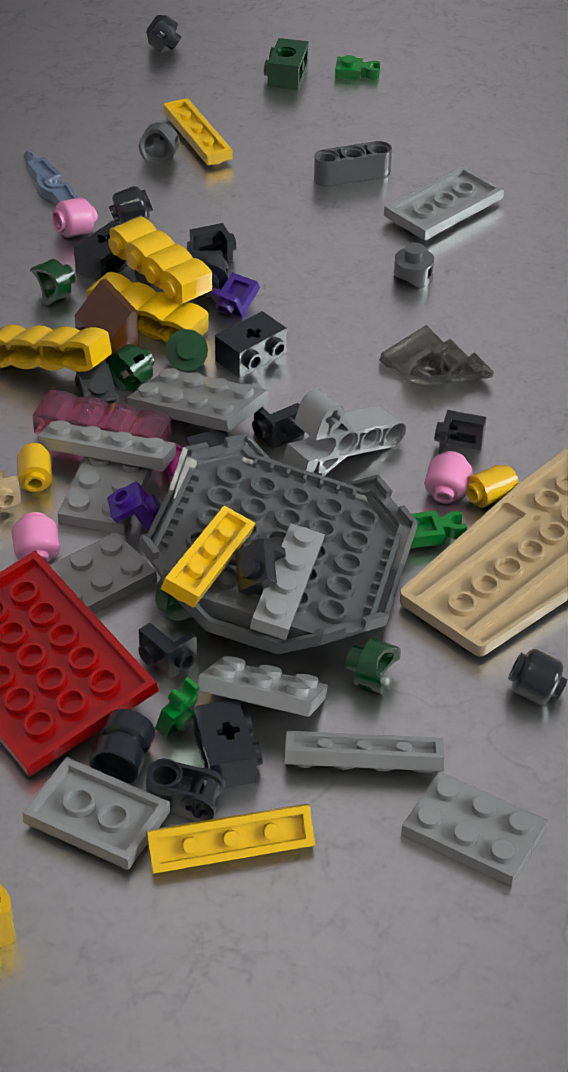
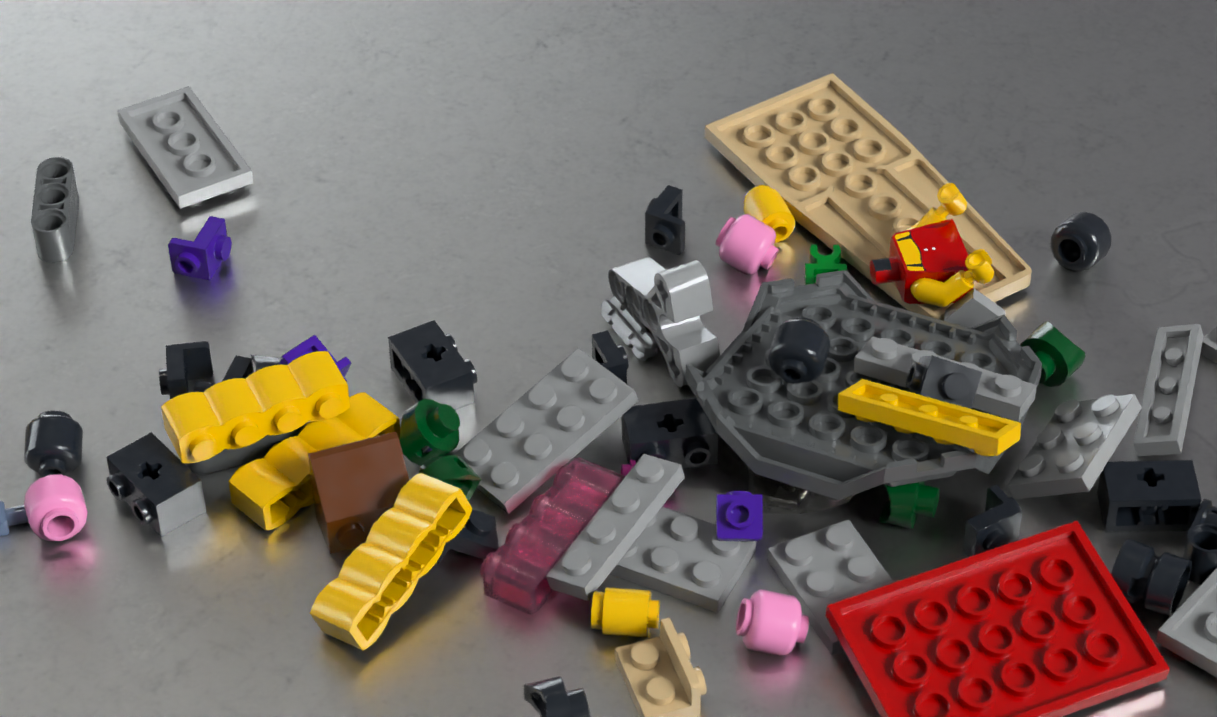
camera: 75 degrees left, 0 degrees up
(54, 280) = (207, 544): dark green piece -> none
(179, 710) = (1099, 517): green plate -> none
(281, 488) = (799, 350): none -> black head
(337, 229) = (205, 254): none -> dark purple bracket
(407, 612) = (972, 310): none -> light grey tile
(414, 265) = (316, 196): dark grey piece -> none
(430, 361) = (514, 221): clear smoke slope -> none
(450, 569) = (931, 258): none -> torso

